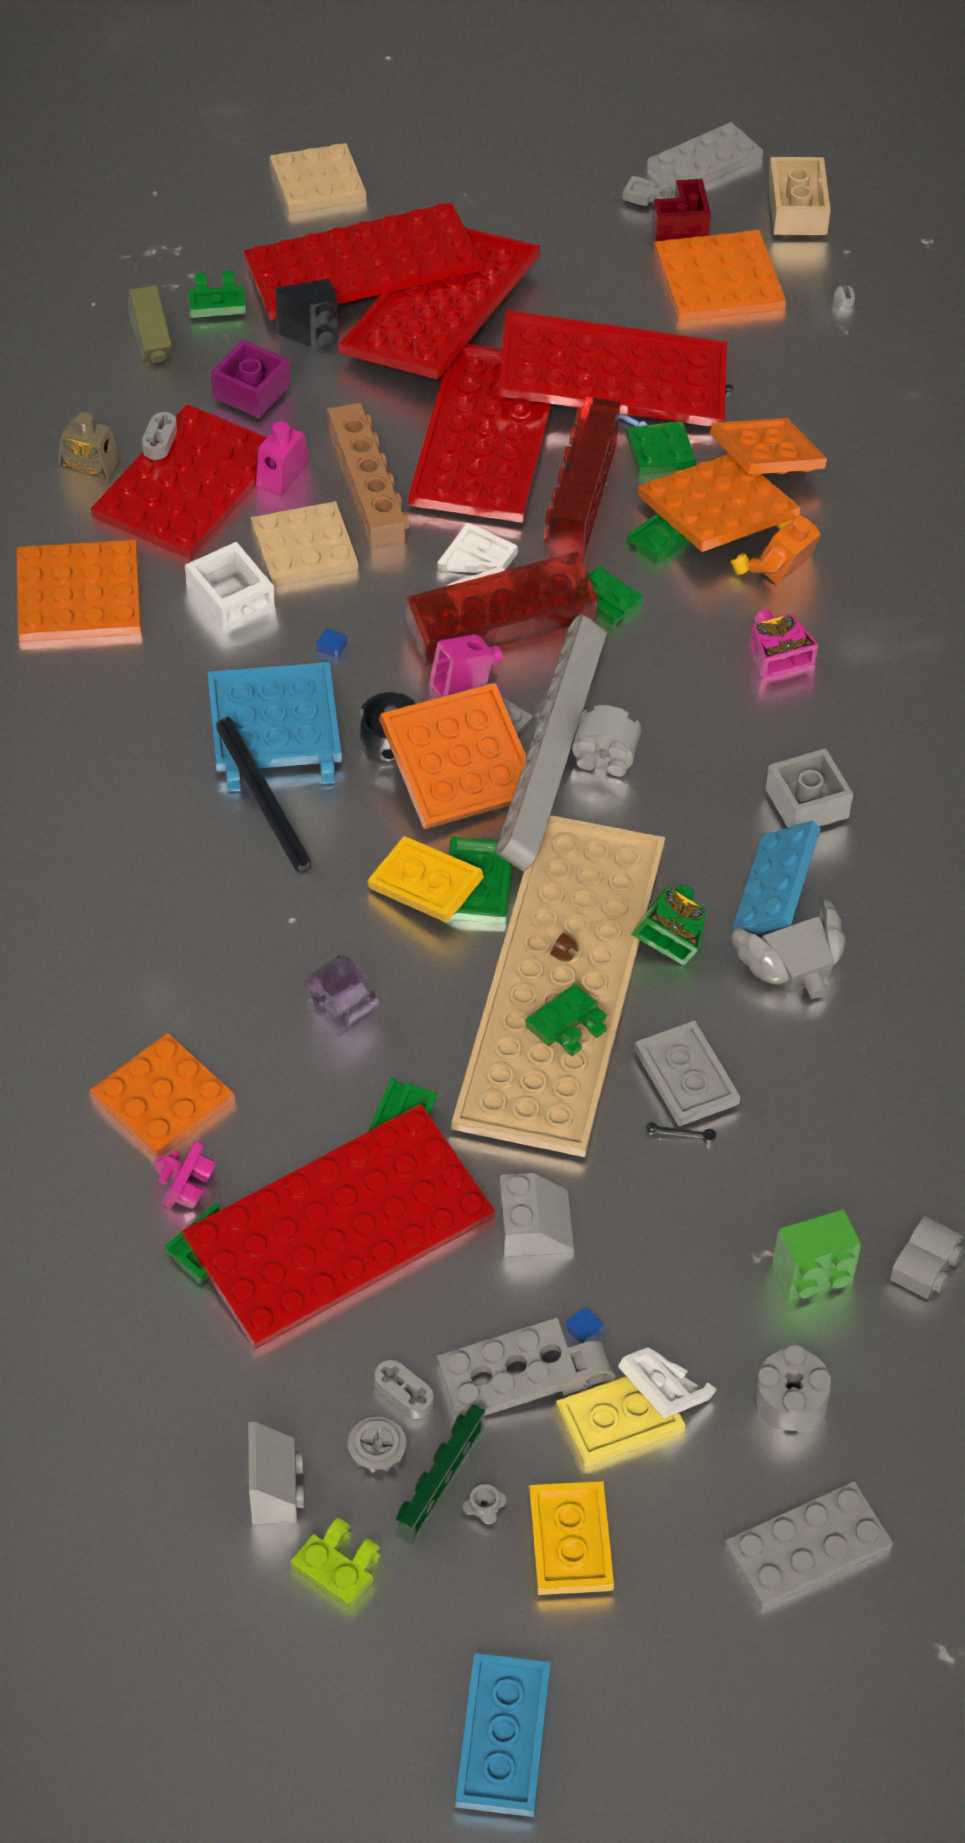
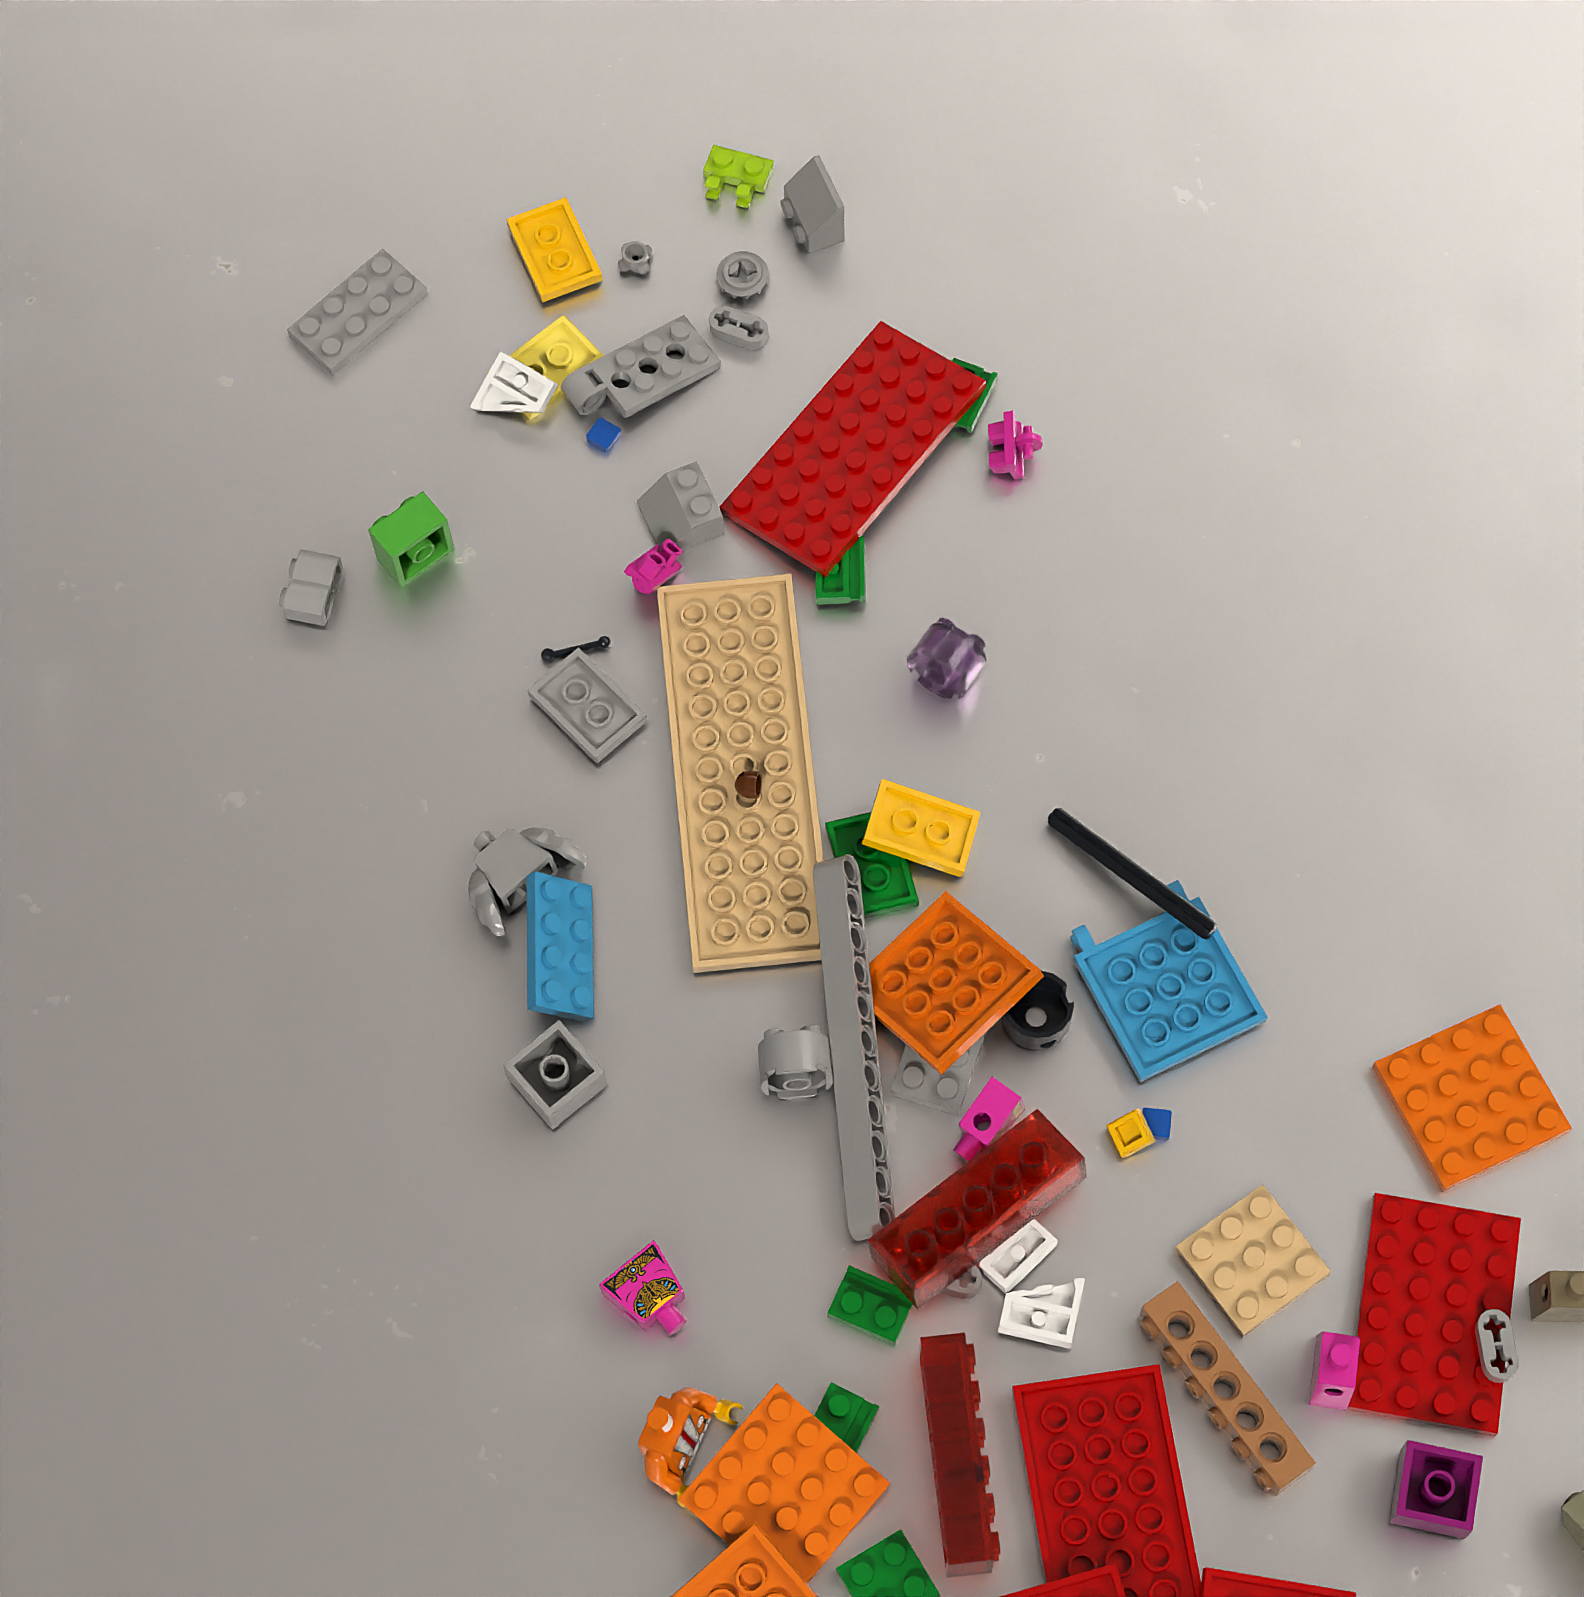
camera: 165 degrees right, 15 degrees up
(162, 1095) = (1072, 525): orange plate -> none
(229, 610) = (1261, 1160): white window -> none
(355, 637) = (1130, 1133): none -> yellow tile
(447, 1462) = (682, 251): dark green plate -> none
(503, 1735) = (557, 92): dark azure plate -> none
(562, 1014) = (726, 711): green plate -> none
(583, 1161) = (655, 567): none -> dark pink hips
(673, 924) = (651, 857): green torso -> none
(793, 1390) = (402, 422): light grey brick -> none

